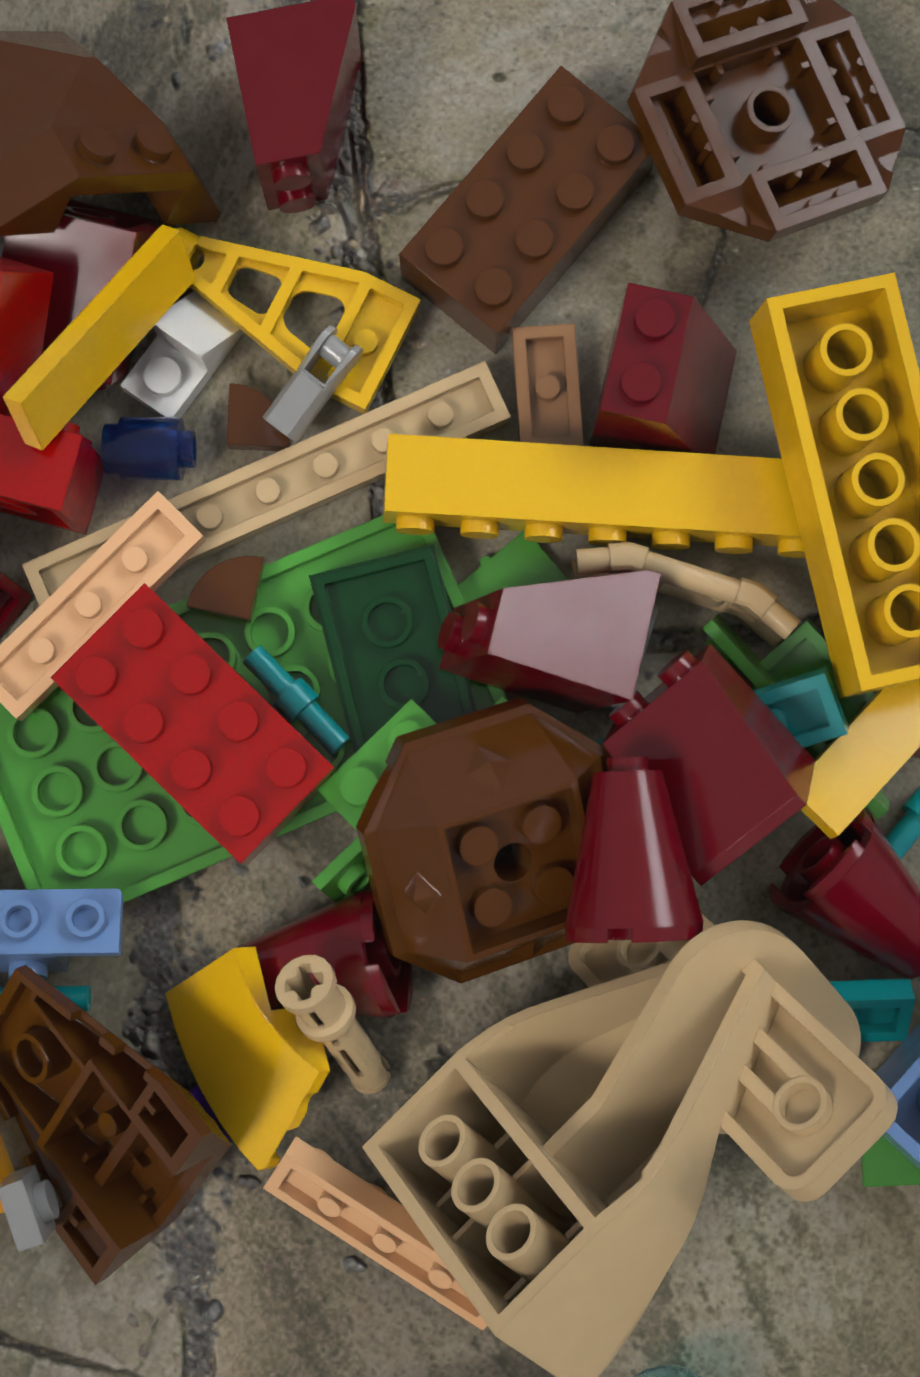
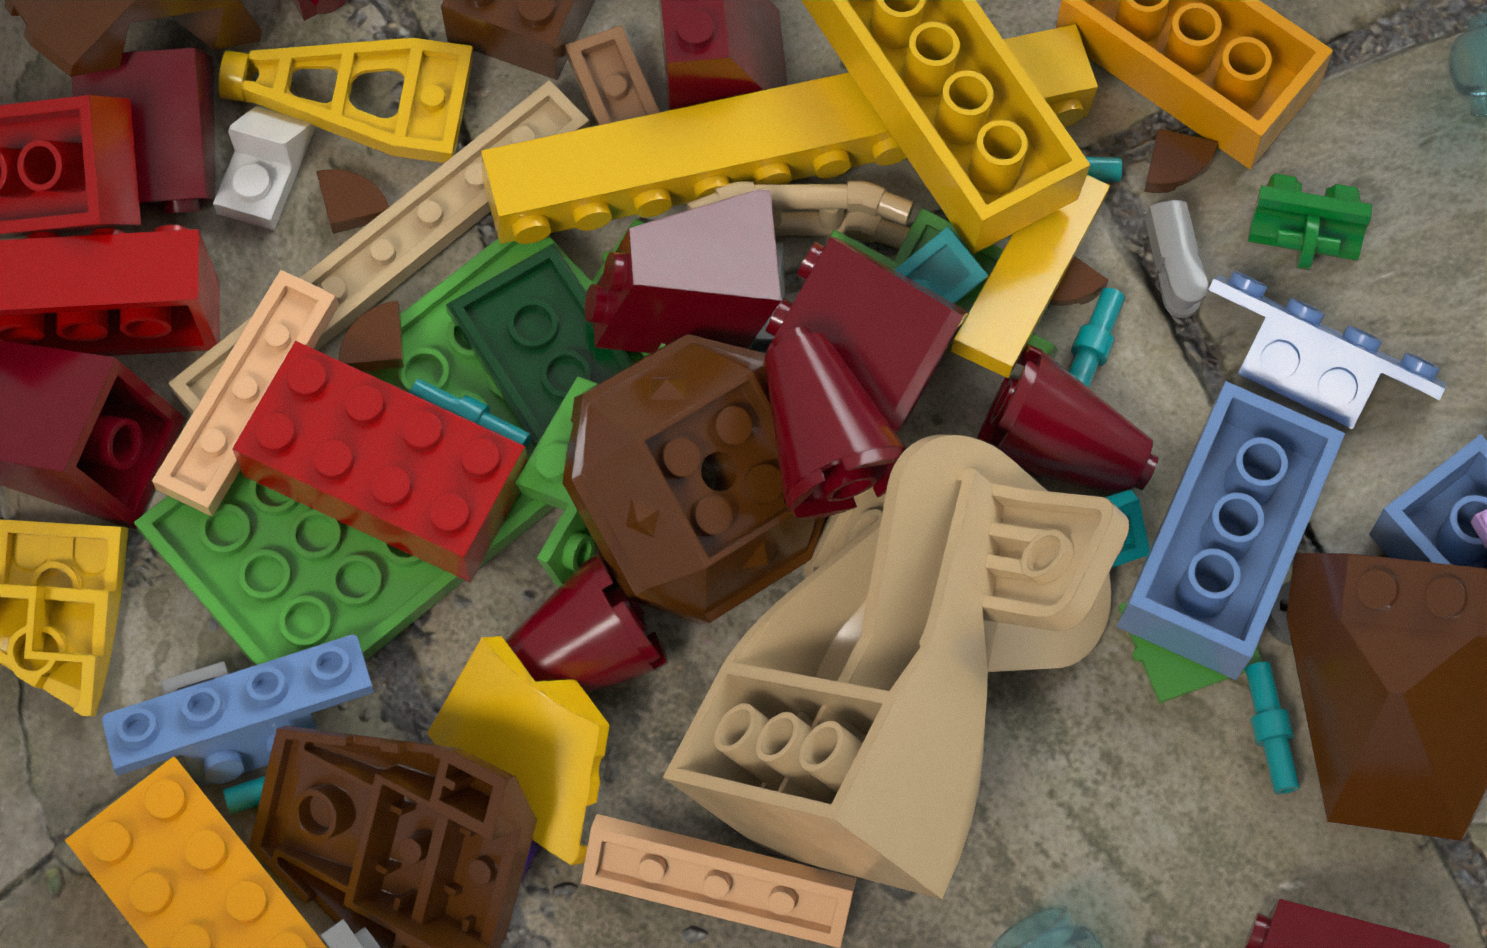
camera: 15 degrees left, 15 degrees down
(100, 338) = (189, 144): yellow tile -> none
(148, 448) = (257, 248): clear blue brick -> none
(307, 394) = (393, 149): light grey bar -> none
(328, 1016) = (571, 649): tan pin -> none

